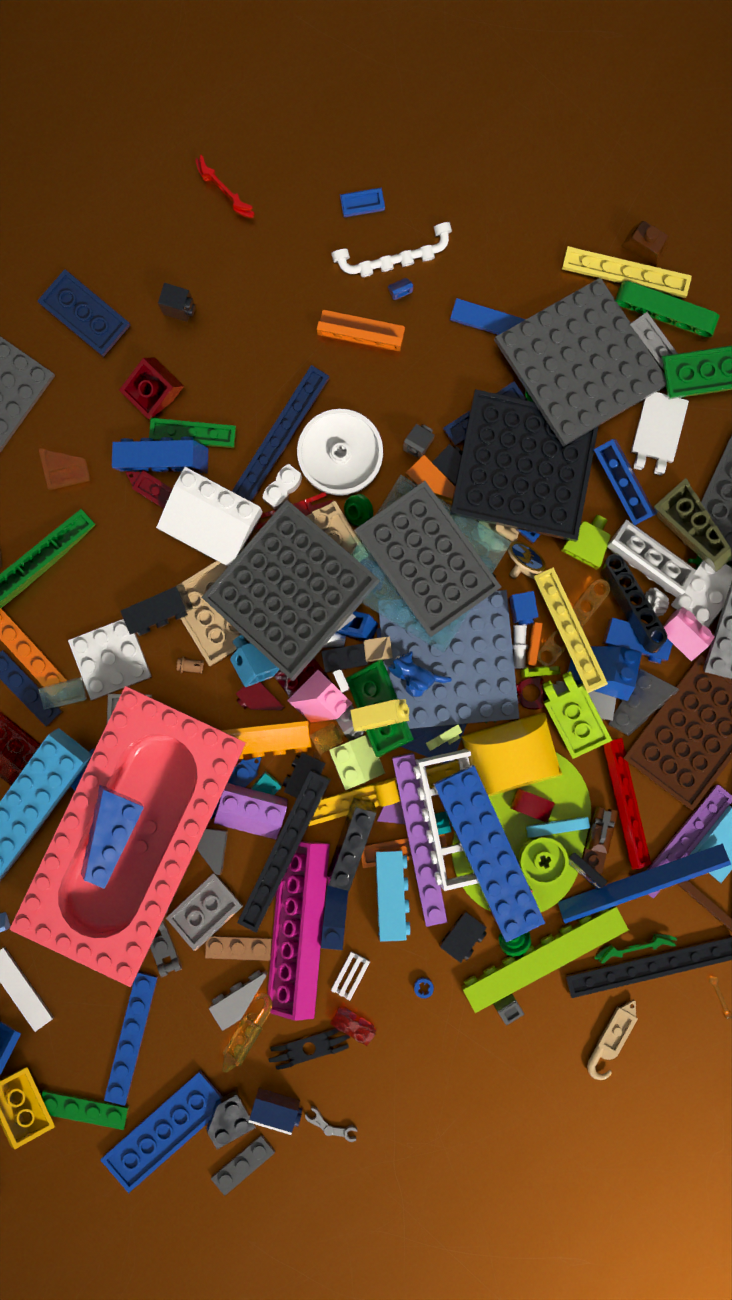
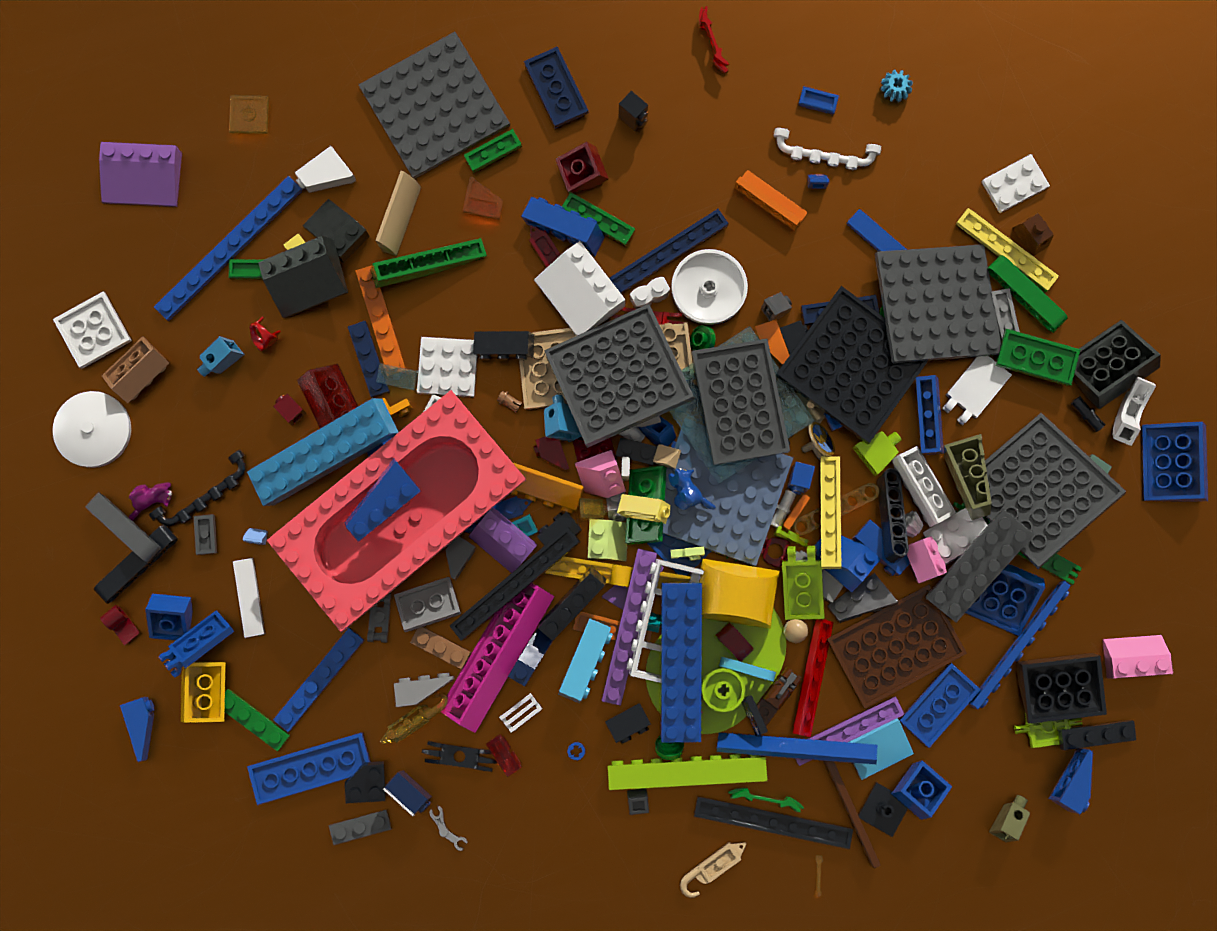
camera: 25 degrees right, 5 degrees down
(49, 410) = (492, 150): none -> green plate
(81, 726) = (399, 409): none -> light orange bracket
(441, 156) = (901, 90): none -> medium azure gear
(588, 765) = (795, 630): none -> tan piece
(604, 198) = (1015, 183): none -> white plate

